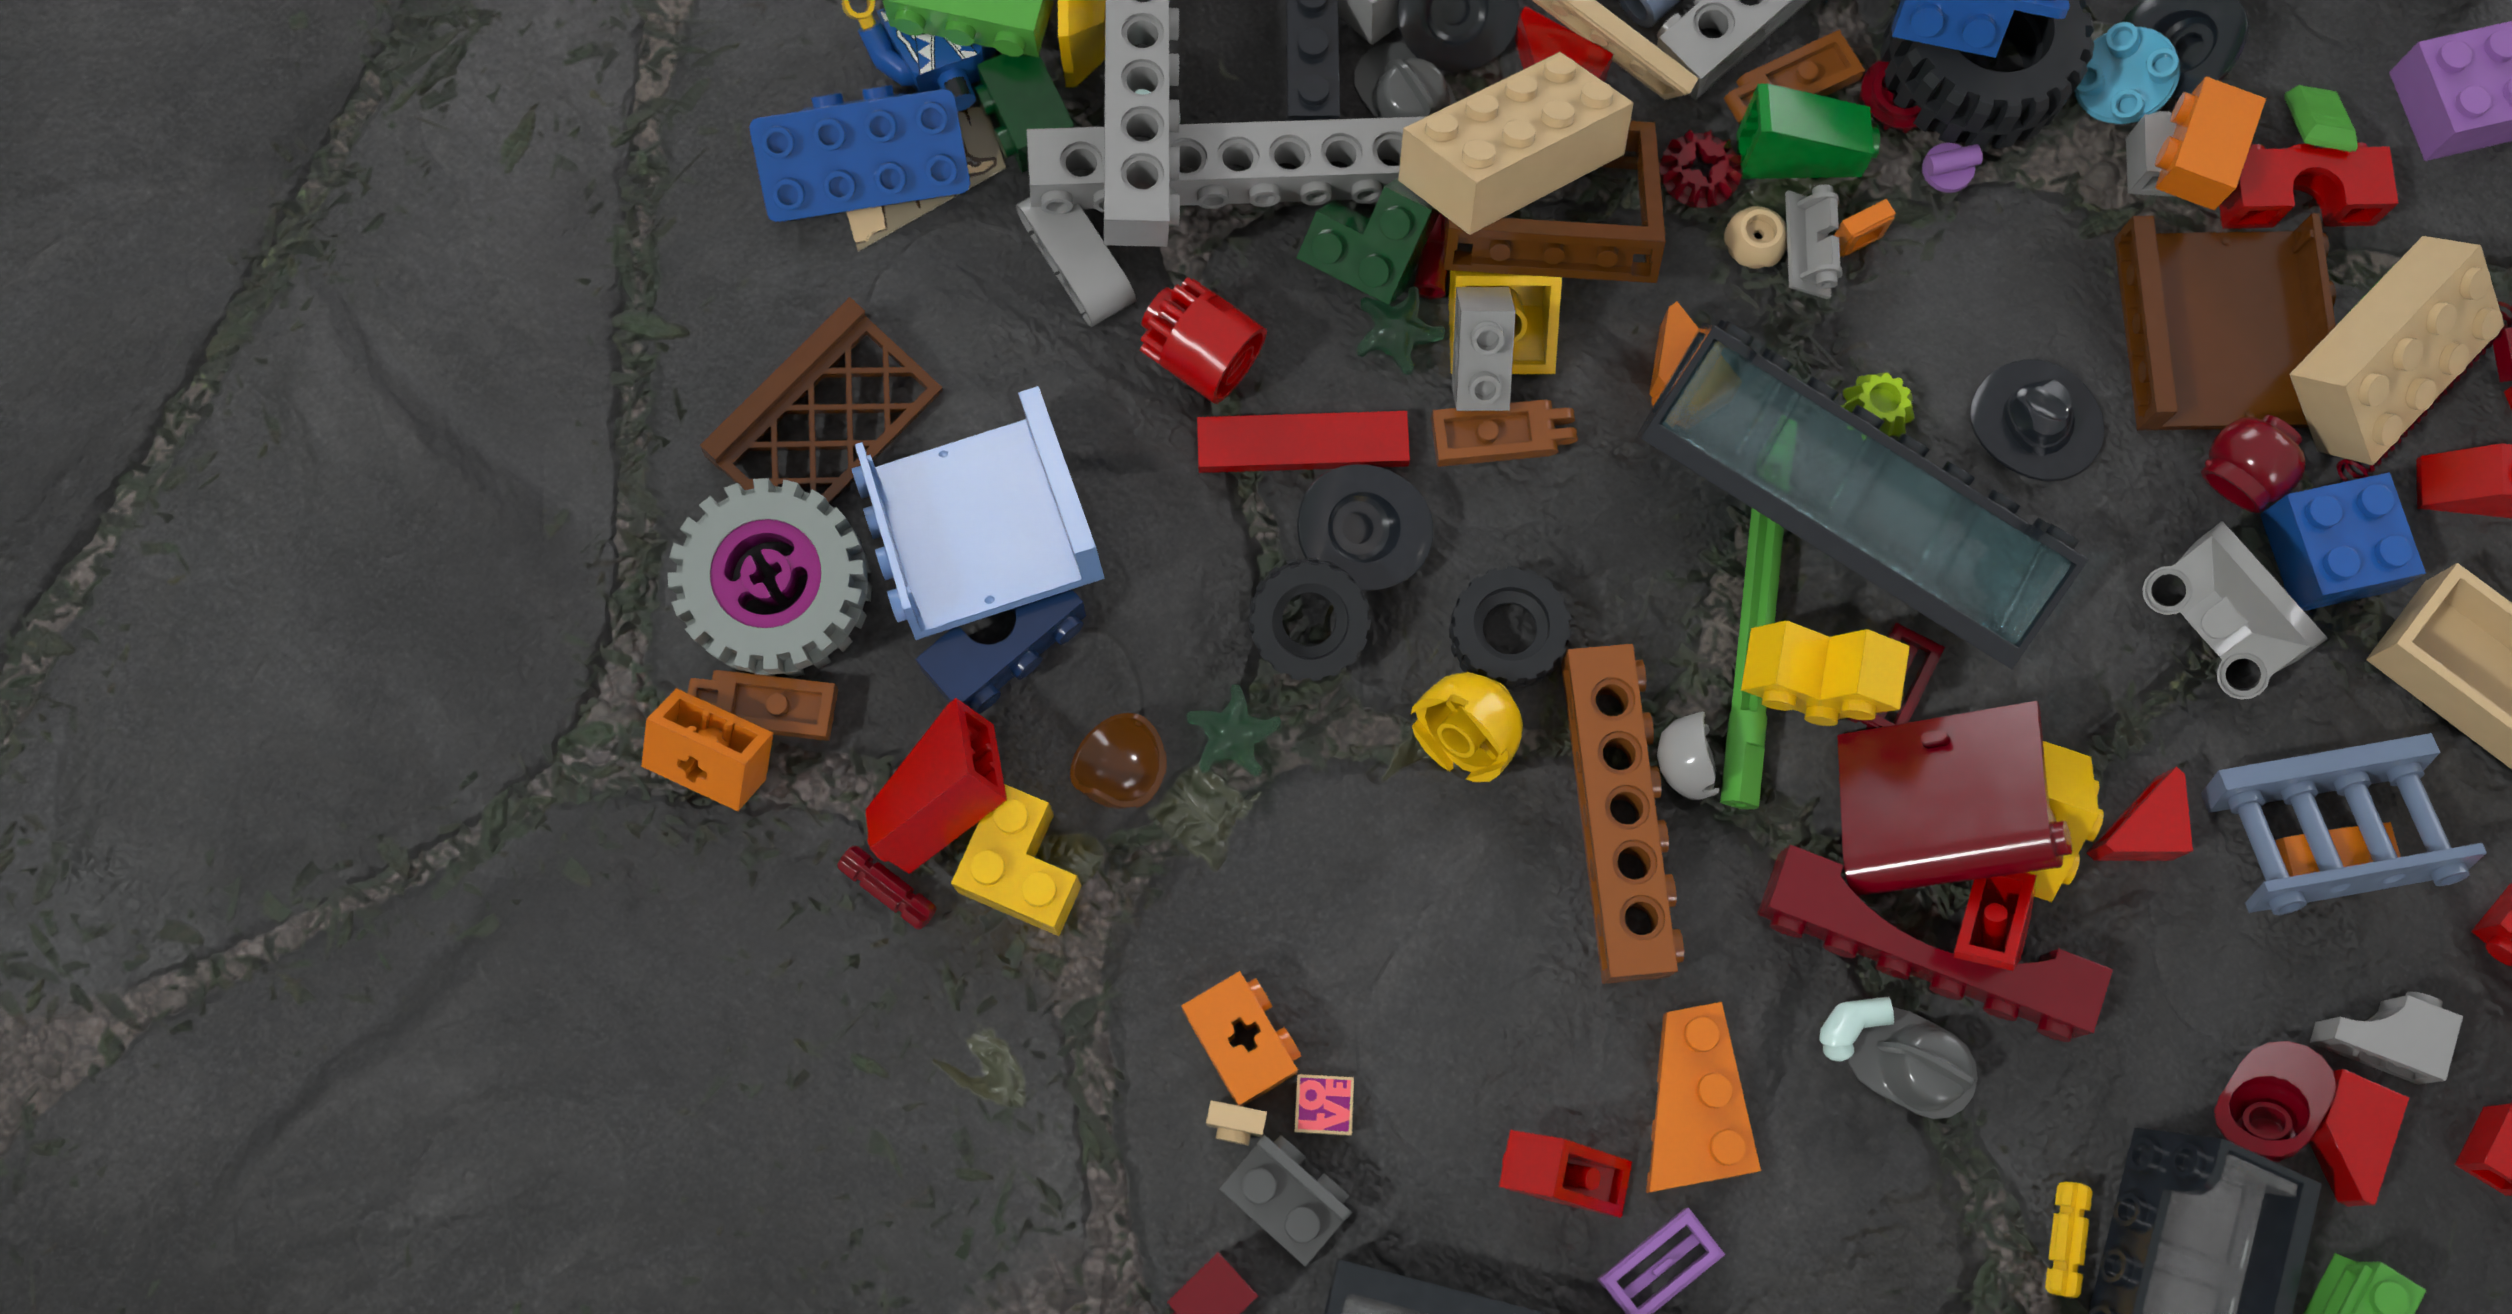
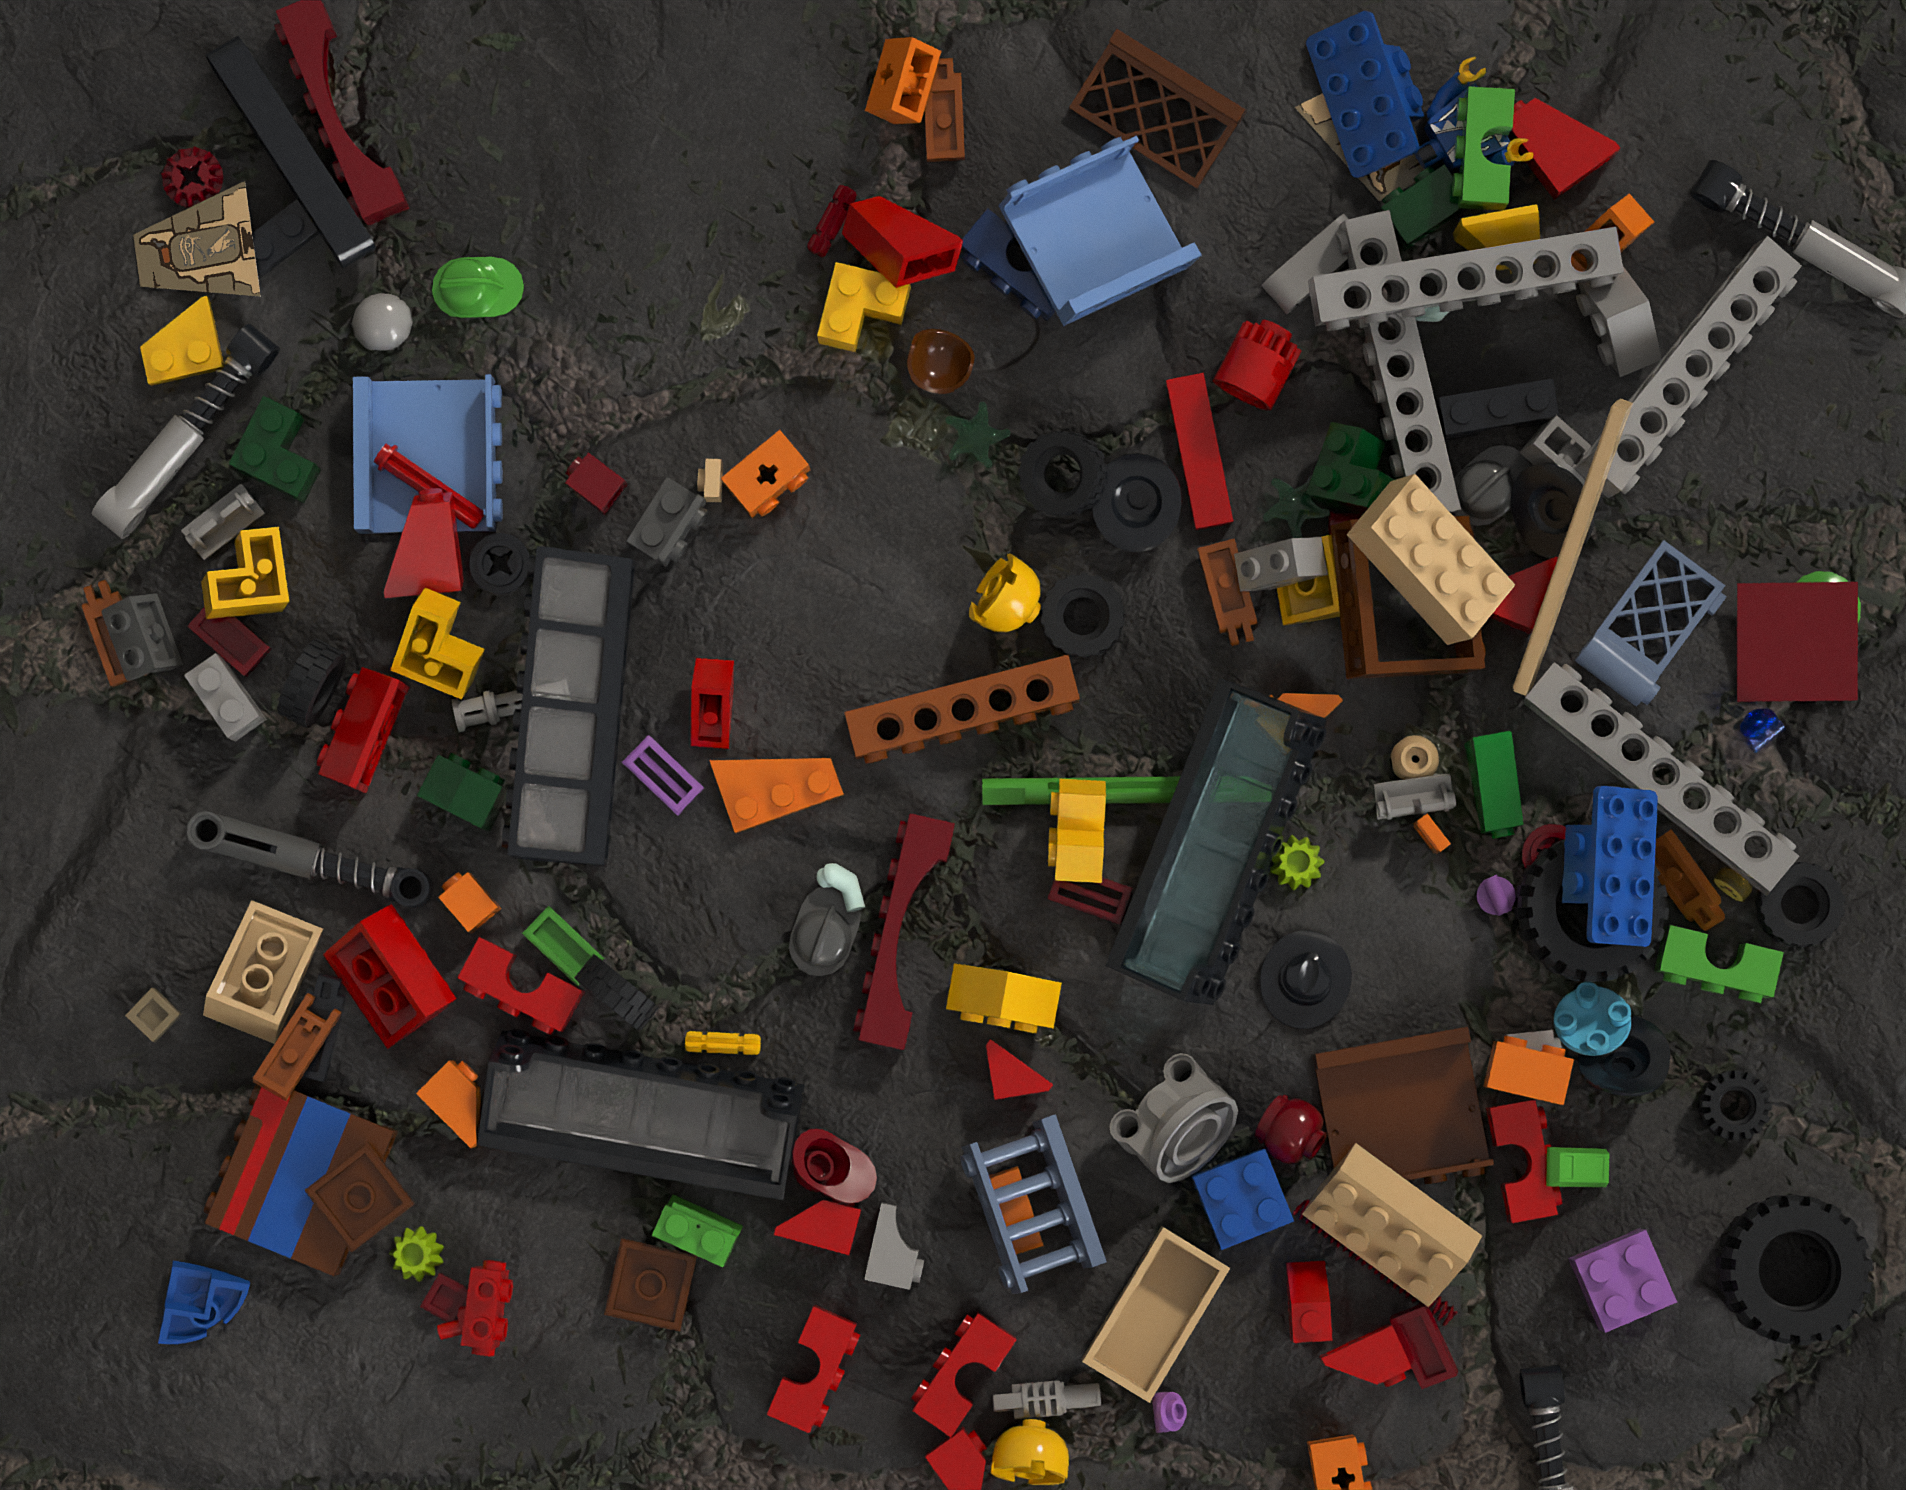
camera: 85 degrees right, 10 degrees up
(716, 605) = (1052, 130): light grey wheel -> none
(1324, 1105) = (733, 538): tile -> none
(1687, 757) = (1007, 750): light grey hair -> none
(1689, 185) = (1446, 704): dark red gear -> none
(1814, 68) = (1547, 773): dark orange hinge -> none
(1947, 801) = (994, 923): dark red door -> none
(1997, 920) = (922, 966): red slope -> none

